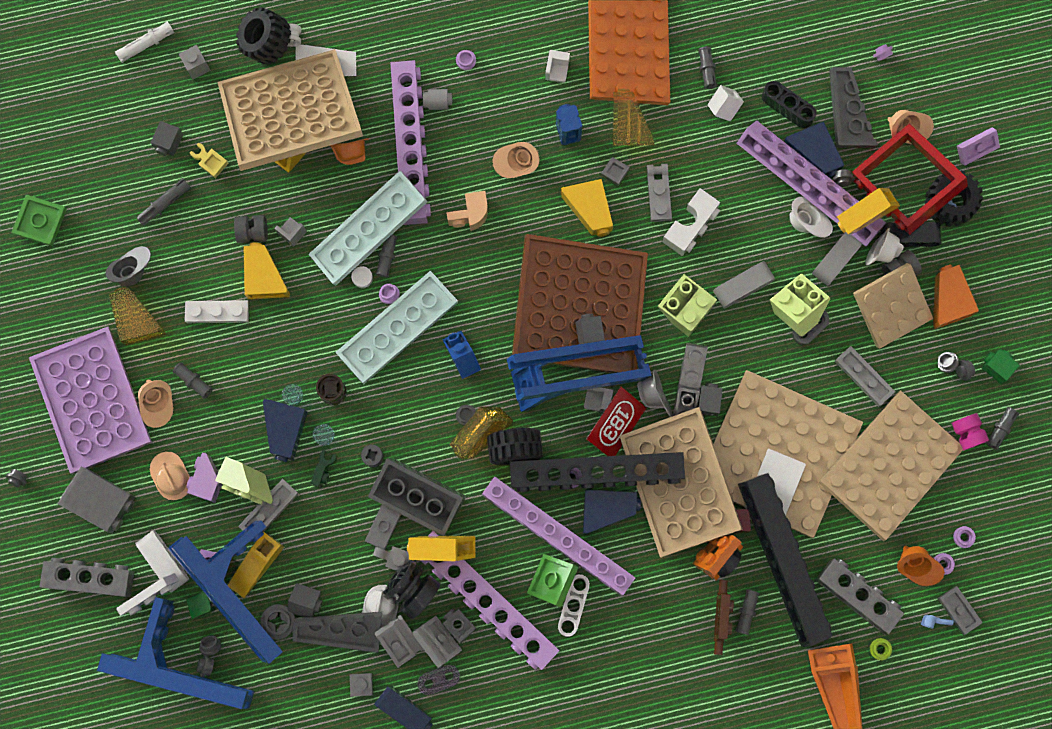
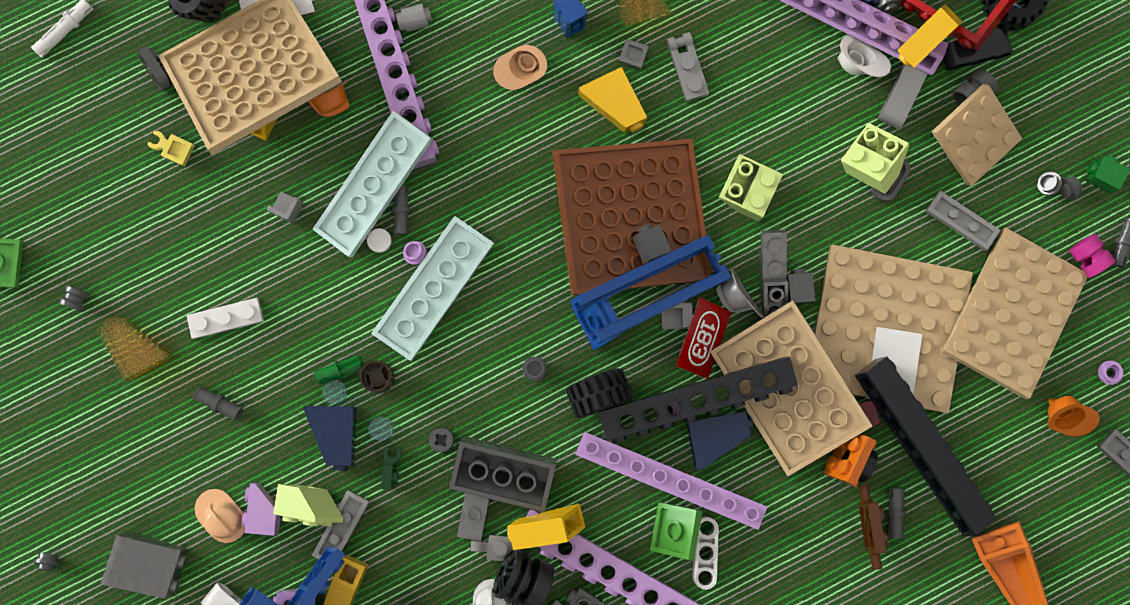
camera: 20 degrees left, 5 degrees up
(90, 400) = (107, 453): lavender plate -> none
(96, 265) = (74, 298): none -> dark grey wheel
(130, 267) = (113, 292): dark grey piece -> none
(155, 403) = (182, 439): light nougat piece -> none
(163, 202) = (132, 207): dark grey axle -> none
(166, 139) = (117, 134): dark grey brick -> none
(194, 62) = (125, 38): light grey brick -> none
(209, 85) = (150, 62): none -> dark grey plate
(253, 228) = (241, 215): dark grey wheel -> none
(261, 274) = (265, 264): yellow slope -> none
(300, 376) = (338, 369): none -> green axle
(461, 354) = (513, 302): blue slope -> none
(474, 215) = (488, 138): light nougat brick -> none
(474, 434) = (556, 378): clear yellow slope -> none
(682, 237) = (740, 73): white arch -> none
(744, 284) = (807, 149): light grey beam -> none
(884, 248) = (953, 73): white piece -> none
(887, 649) = (1055, 517): lime plate -> none
(891, 610) = (1051, 476): flat silver brick -> none
(930, 620) = (1094, 473): light blue hand -> none
(949, 562) = (1099, 402): lavender plate -> none
(952, 297) = (1037, 109): orange slope -> none

